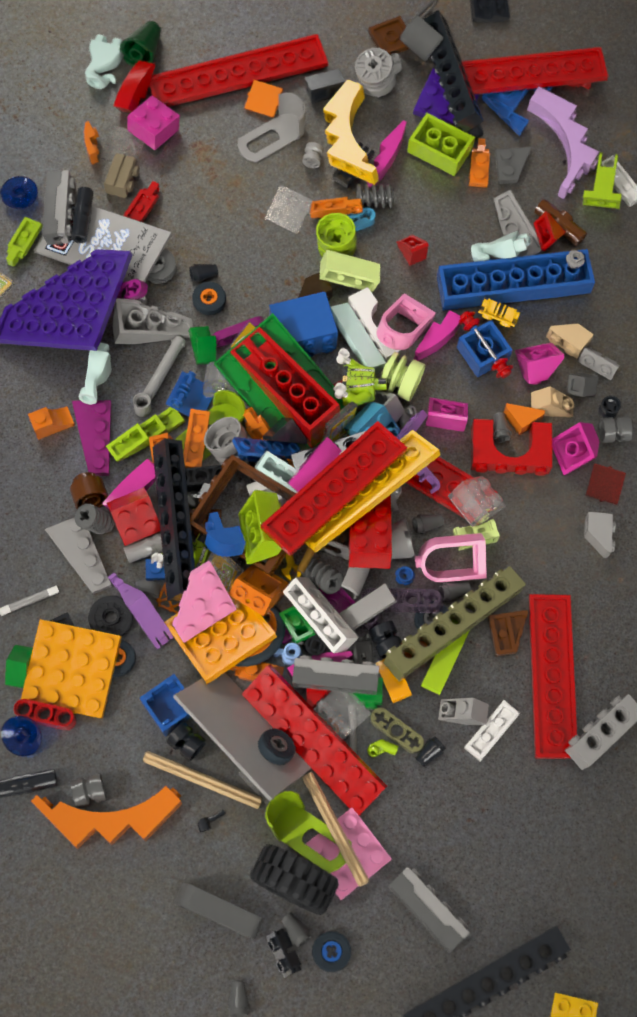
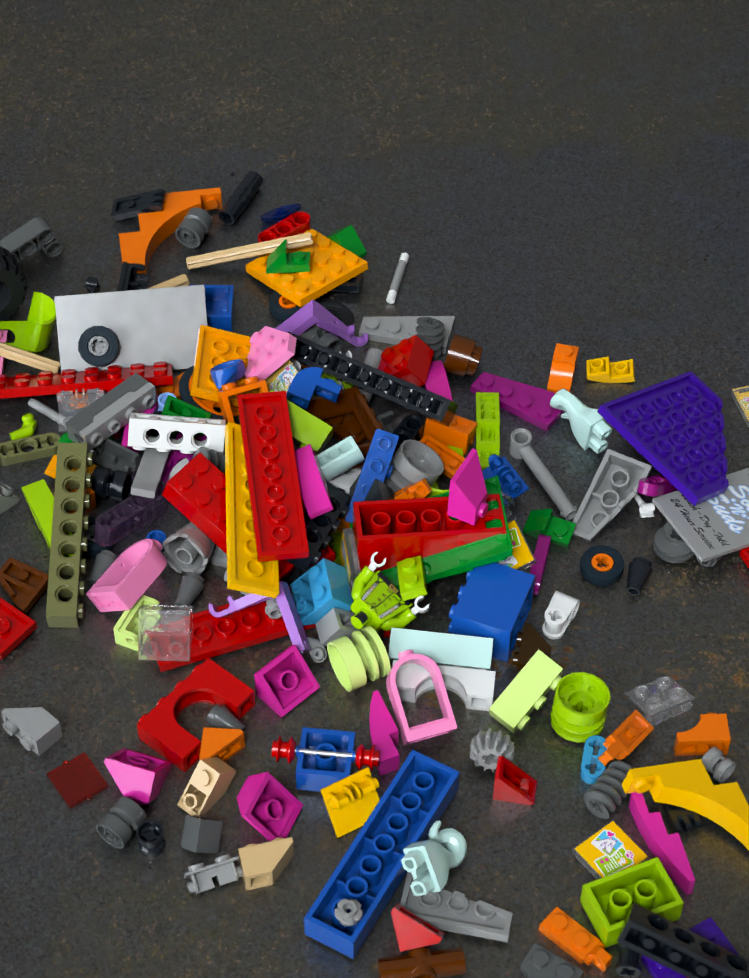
camera: 130 degrees right, 20 degrees down
(23, 394) = (615, 372): none -> yellow slope
(84, 675) = (284, 262): none -> green slope
(87, 721) = (247, 251): none -> tan axle
(96, 855) = (139, 203): none -> black hinge
(192, 778) = (131, 279): none -> black hinge
(240, 621) = (227, 372): none -> blue piece
(252, 357) = (468, 491): none -> dark pink slope
(268, 294) = (559, 615): none -> white piece
(297, 170) = (709, 732): none -> orange arch
(330, 371) = (411, 578): none -> lime plate
(403, 266) = (490, 745): none -> light grey gear
(414, 177) = (609, 851): none -> tile

